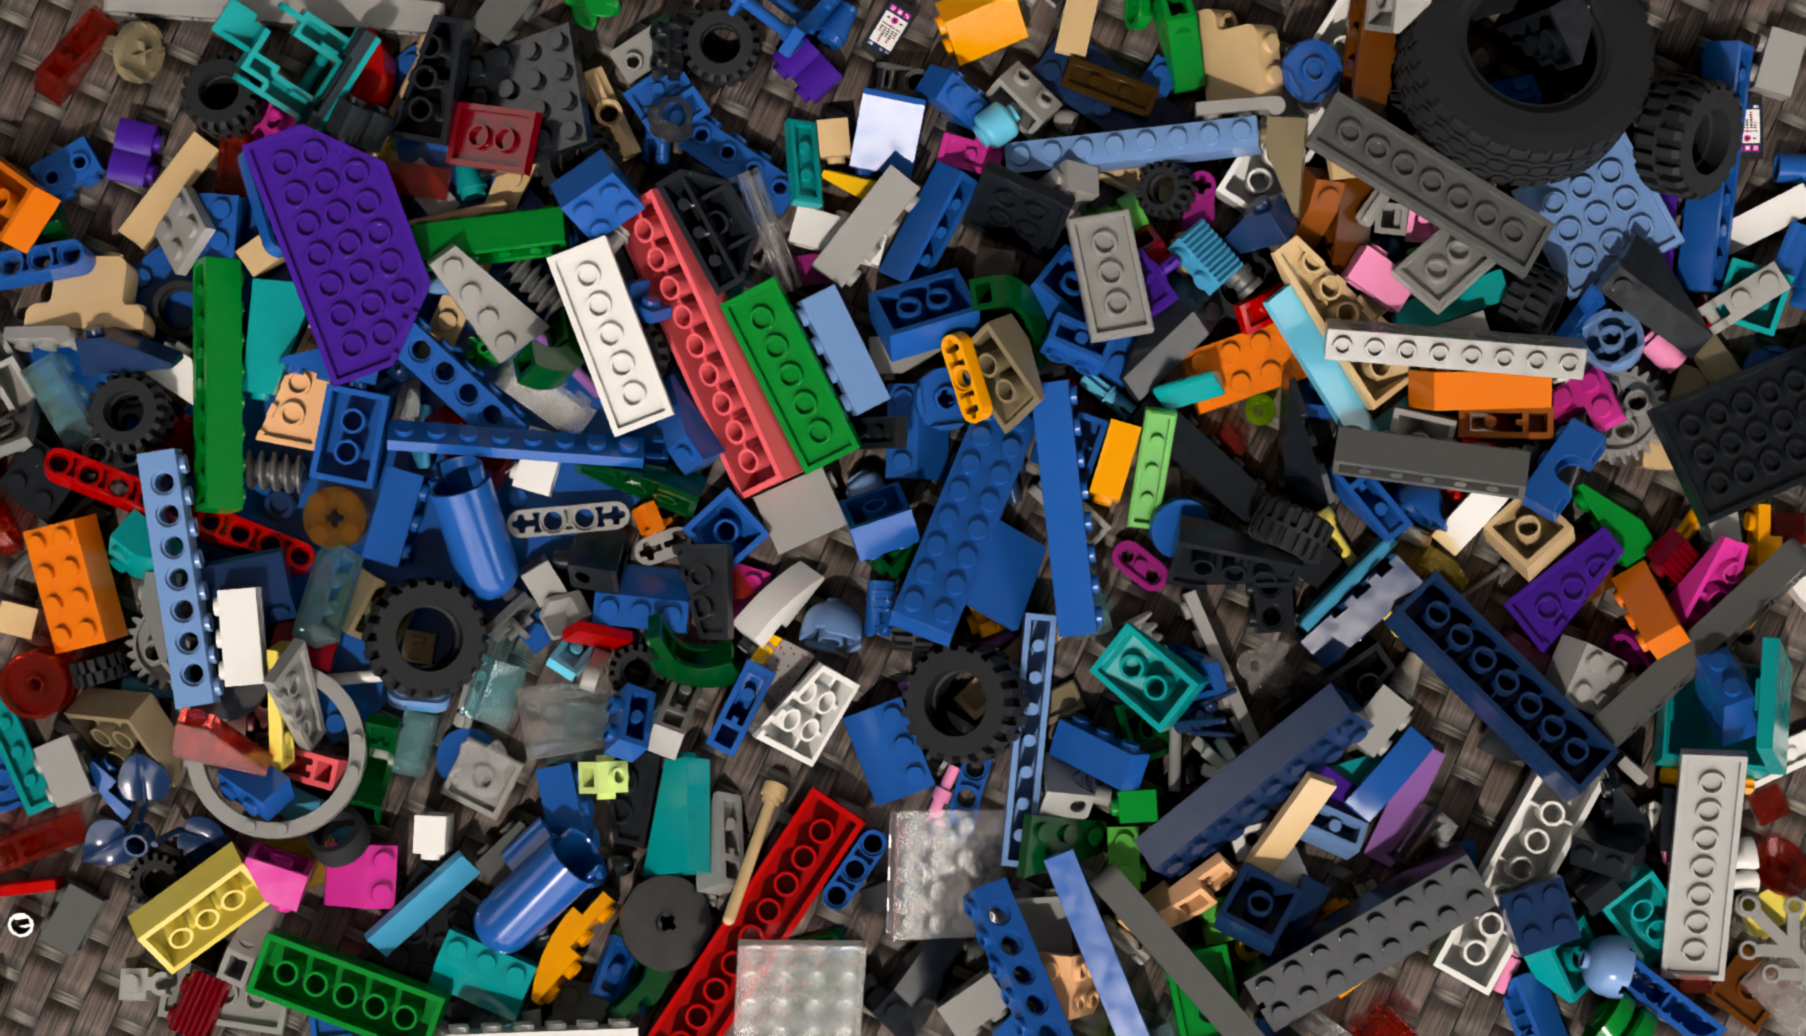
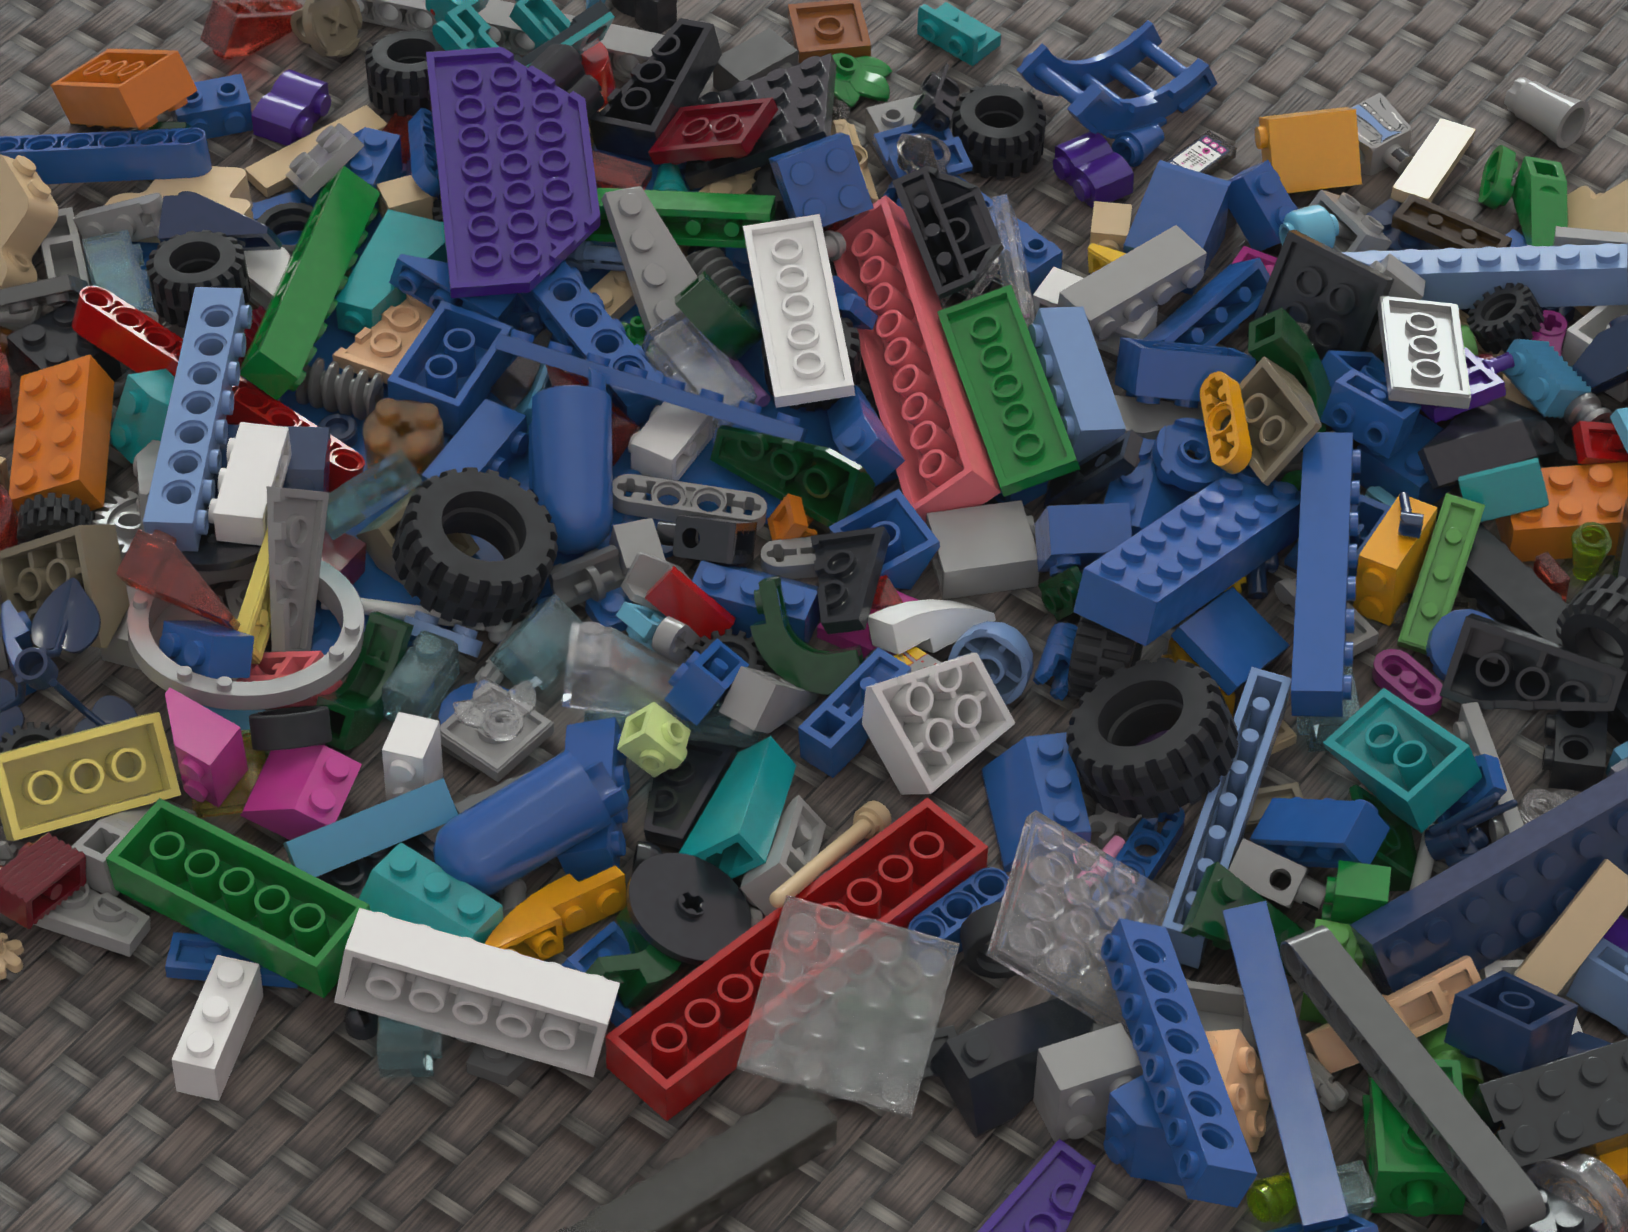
camera: 15 degrees right, 40 degrees down
(803, 163) = (1069, 236): teal tile -> none
(1124, 458) = (1410, 522): none -> dark blue hand

